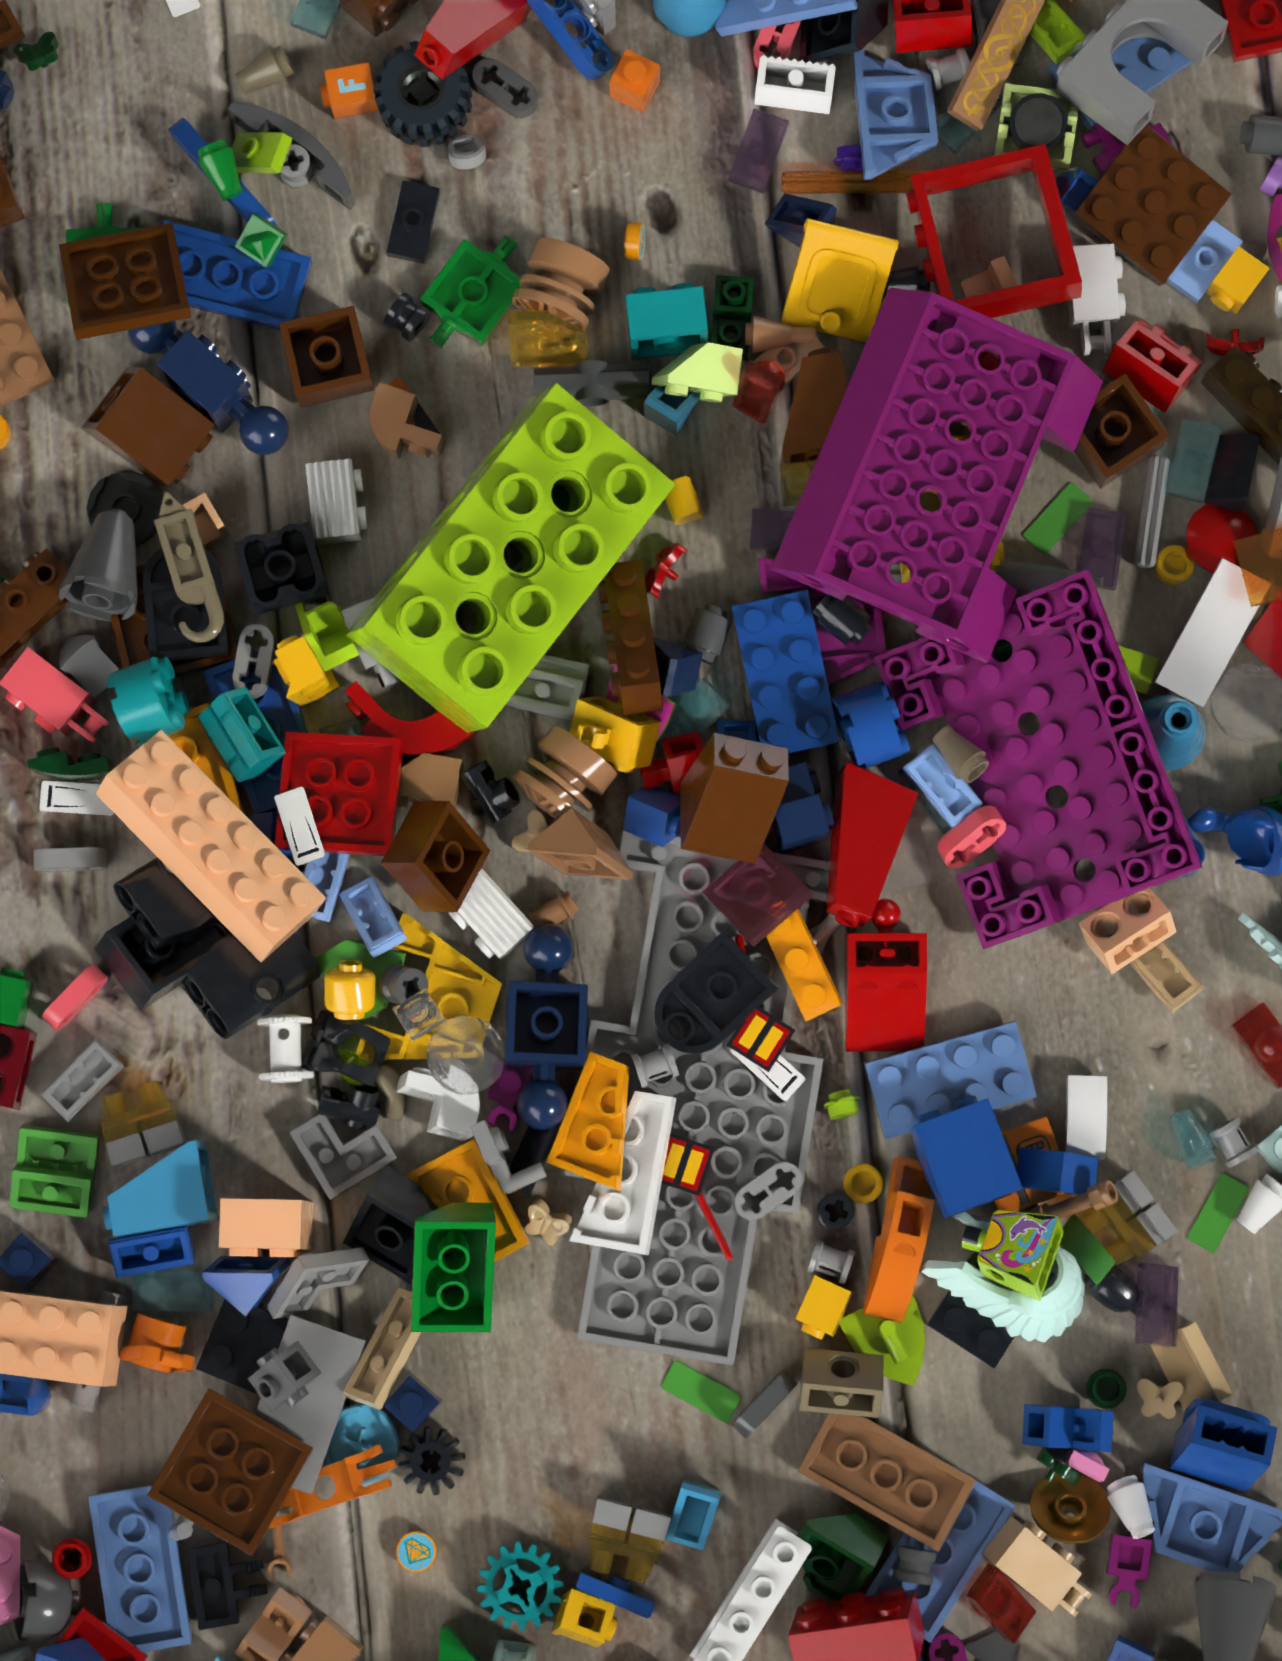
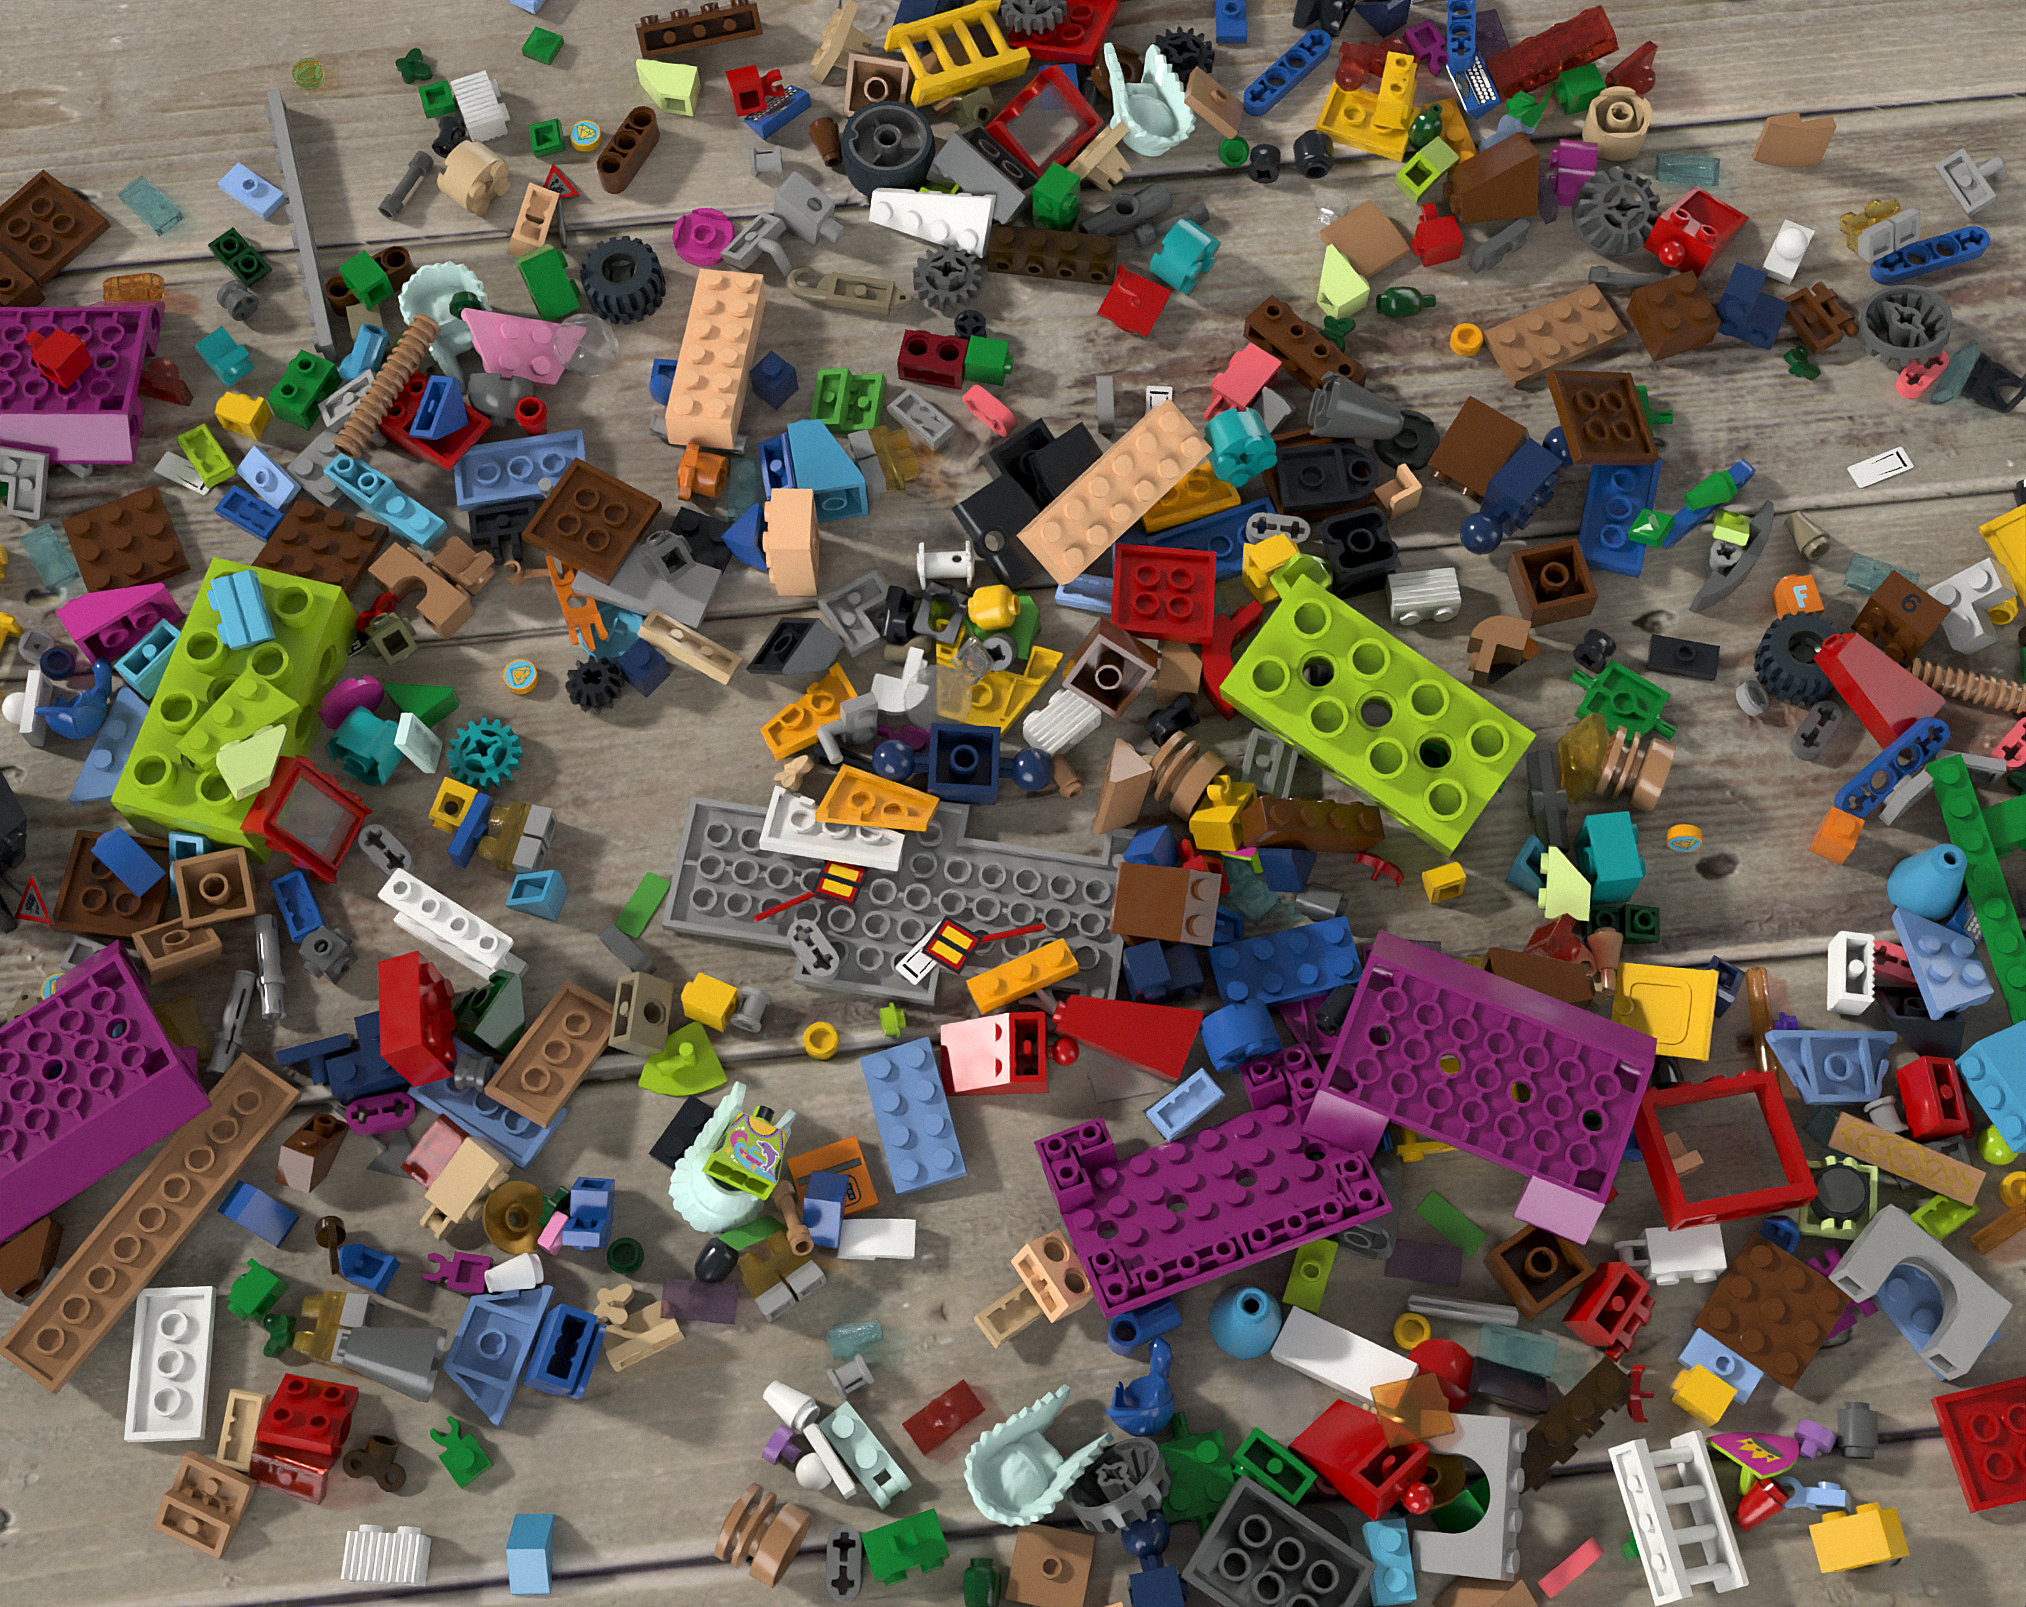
camera: 90 degrees right, 15 degrees down
(59, 765) = (1185, 390): dark green slope -> none
(189, 566) = (1357, 471): dark tan plate -> none
(241, 734) = (1212, 517): teal brick -> none
(299, 826) = (1133, 561): white sticker -> none
(313, 1273) = (751, 580): light grey plate -> none
(373, 916) = (1057, 630): light blue plate -> none
(454, 1269) = (752, 688): green slope -> none
(655, 1065) = (927, 852): light grey bush -> none
(714, 994) = (989, 902): black plate -> none
(757, 895) = (1080, 936): clear pink tile -> none
(758, 151) = (1783, 947): clear purple plate -> none
(846, 1206) = (791, 1003): black bush -> none
(901, 1242) = (768, 1066): orange slope -> none
(961, 755) = (1212, 1117): dark tan cone -> none
(964, 1156) = (838, 1116): blue brick -> none
(971, 837) = (1139, 1132): coral beam -> none
(1218, 1212) = (785, 1366): bright green sticker -> none

